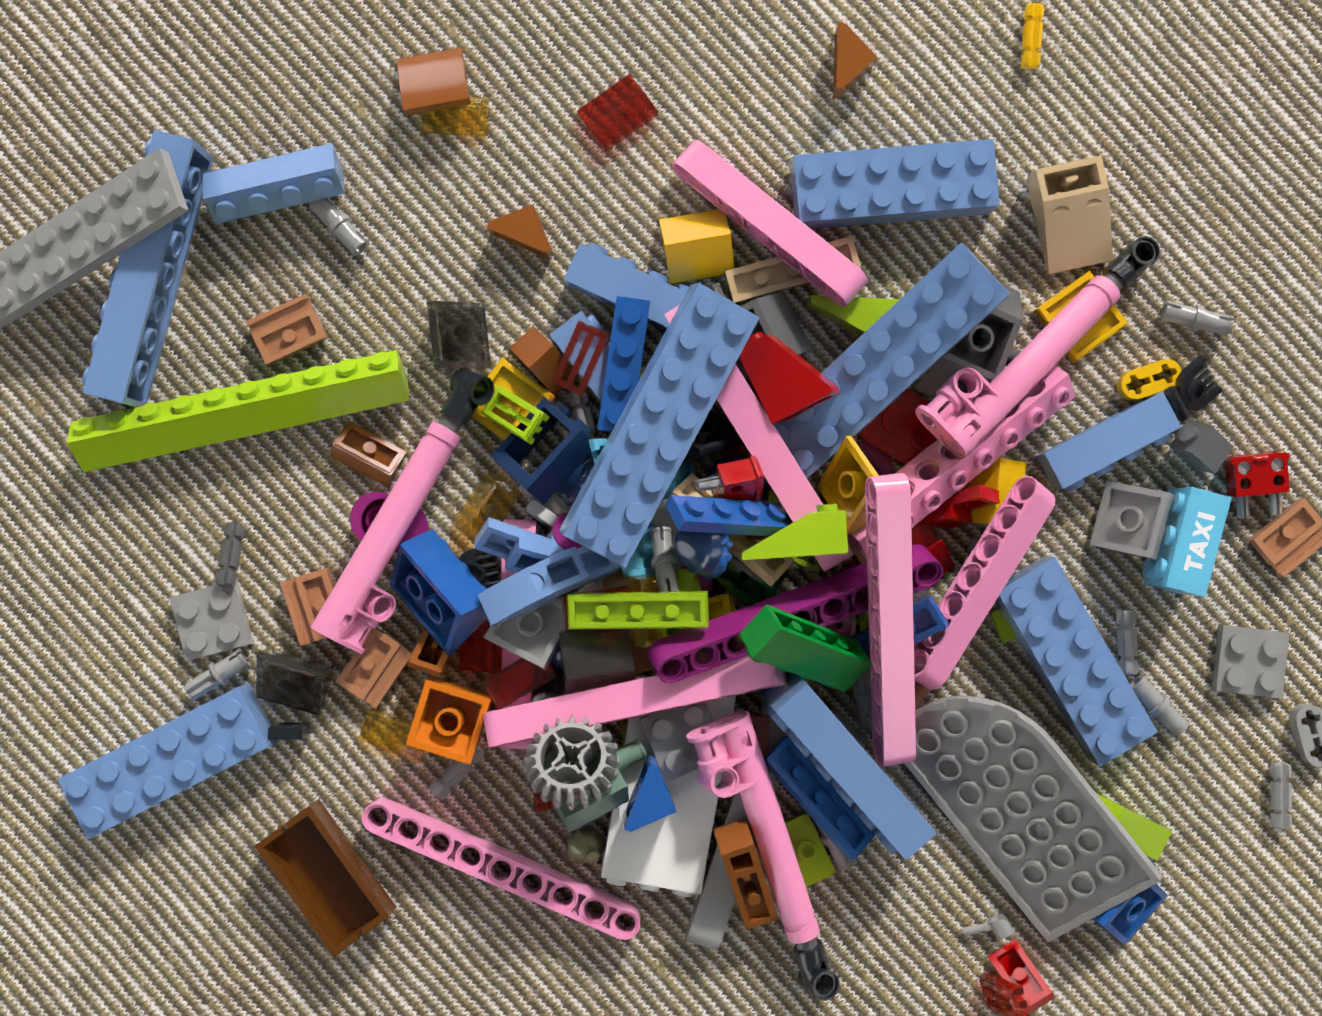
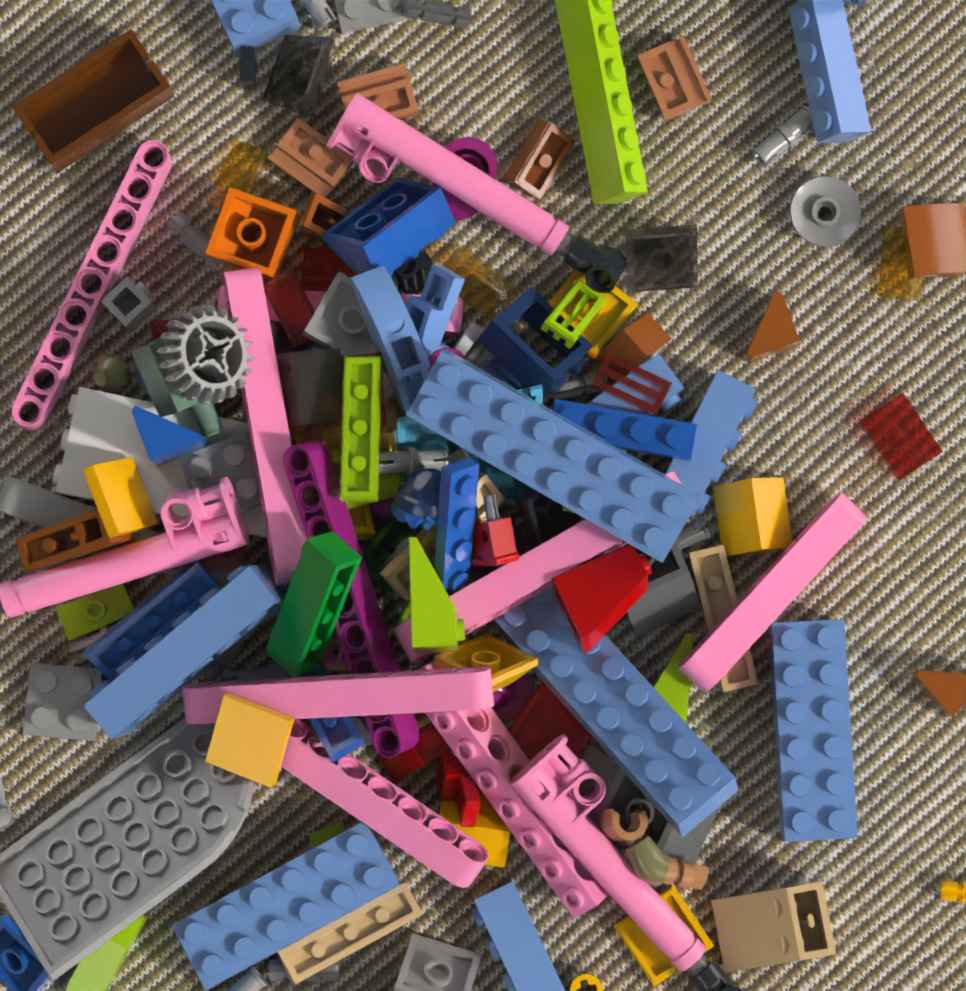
camera: 90 degrees right, 5 degrees down
(407, 169) = (827, 194): none -> light grey dish
(519, 833) = (129, 303): none -> light grey brick
(707, 835) = (120, 496): none -> yellow tile
(890, 880) = (57, 702): none -> light grey plate
(932, 702) = (249, 739): none -> yellow tile
(1024, 330) = (645, 856): none -> medium nougat piece
(1099, 602) = (349, 933): none -> tan plate

